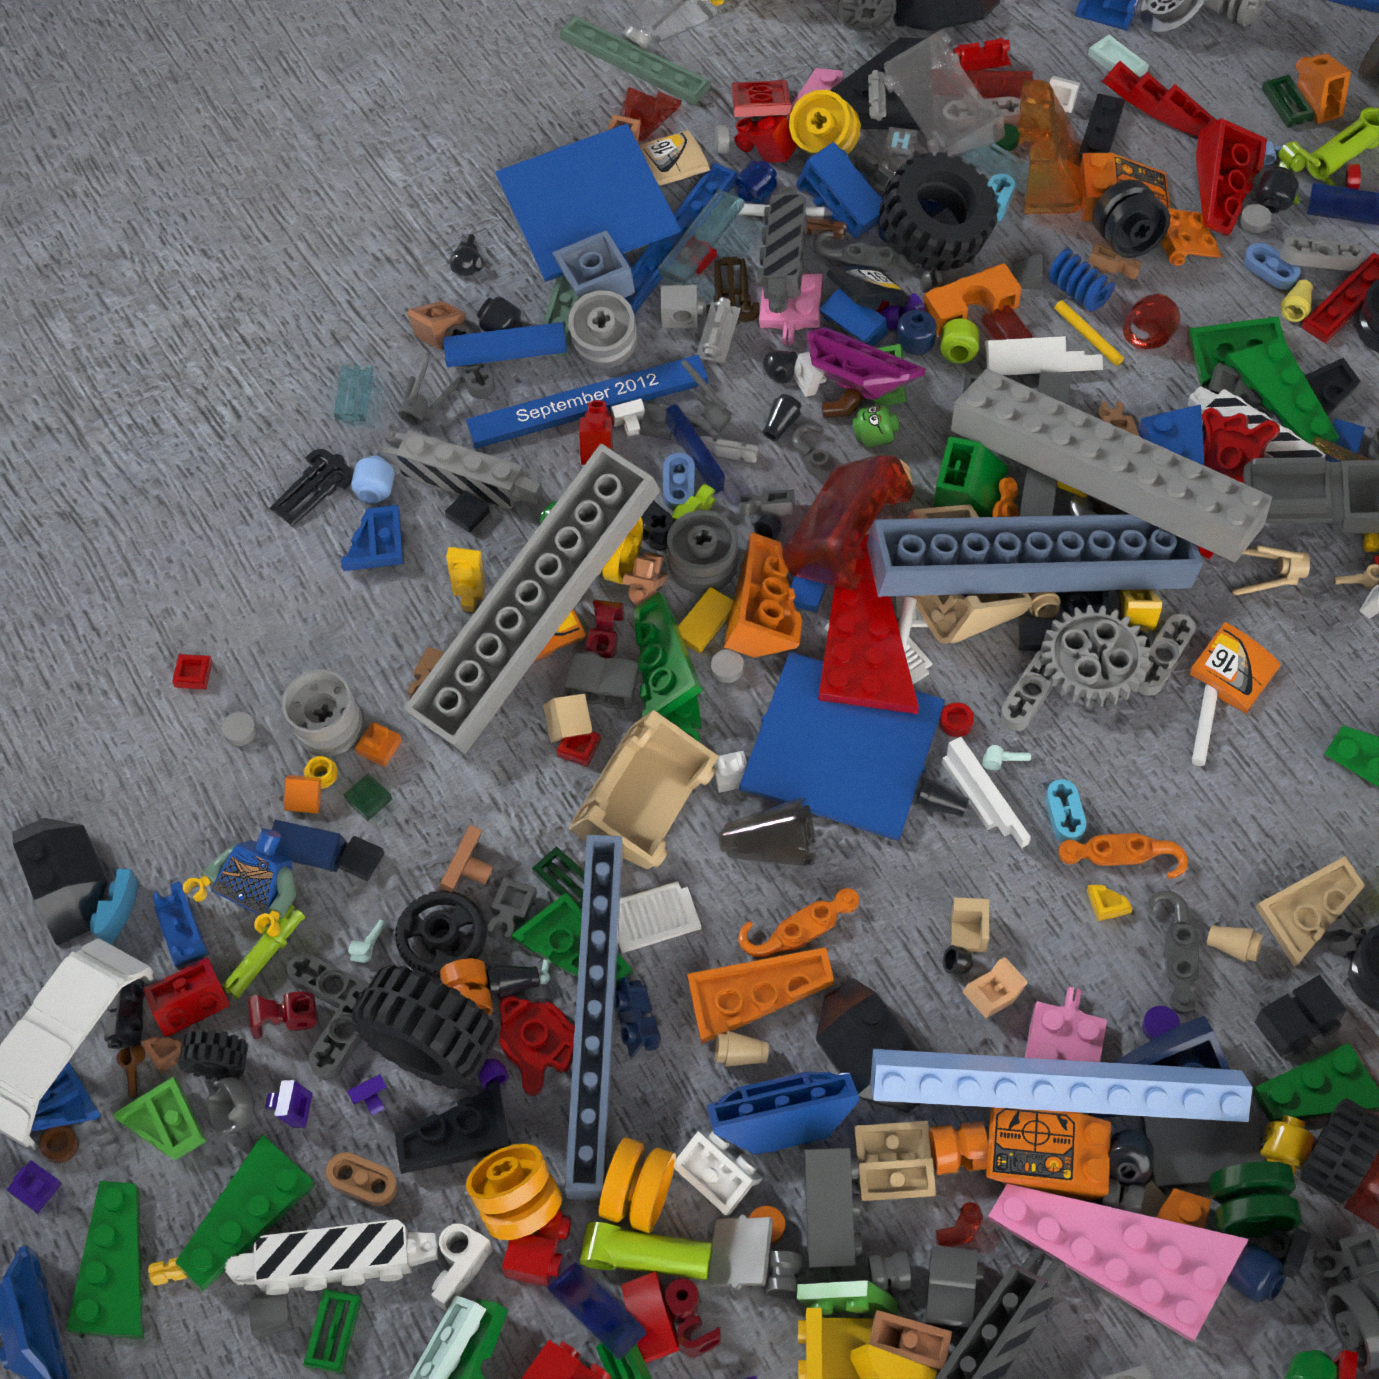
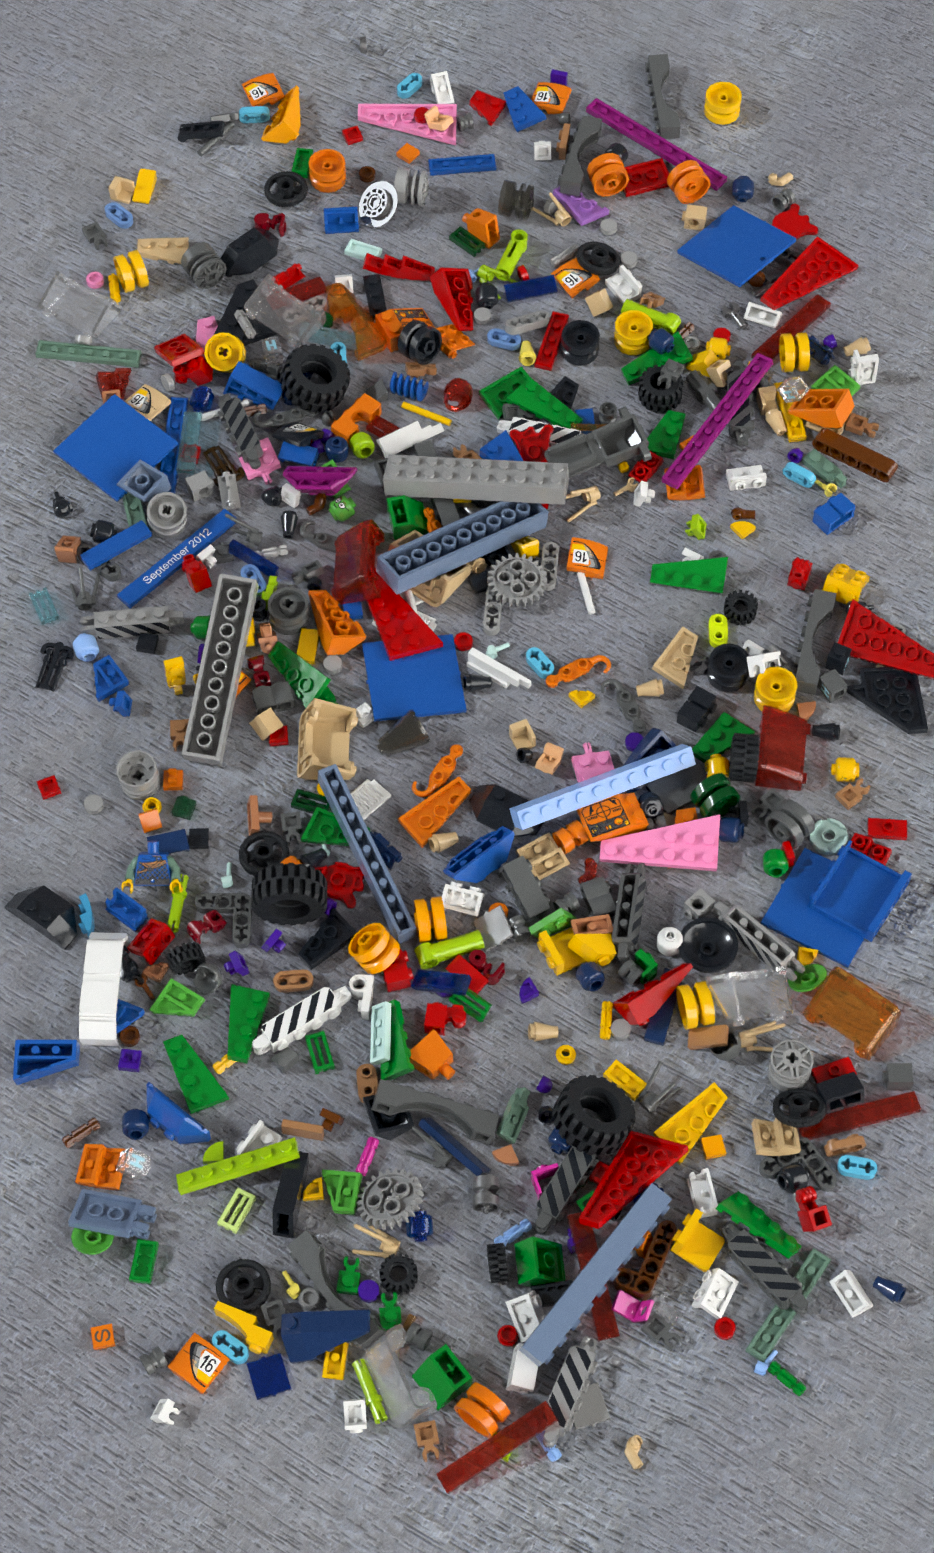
camera: 30 degrees left, 0 degrees up
(372, 588) = (121, 703): none -> blue tile

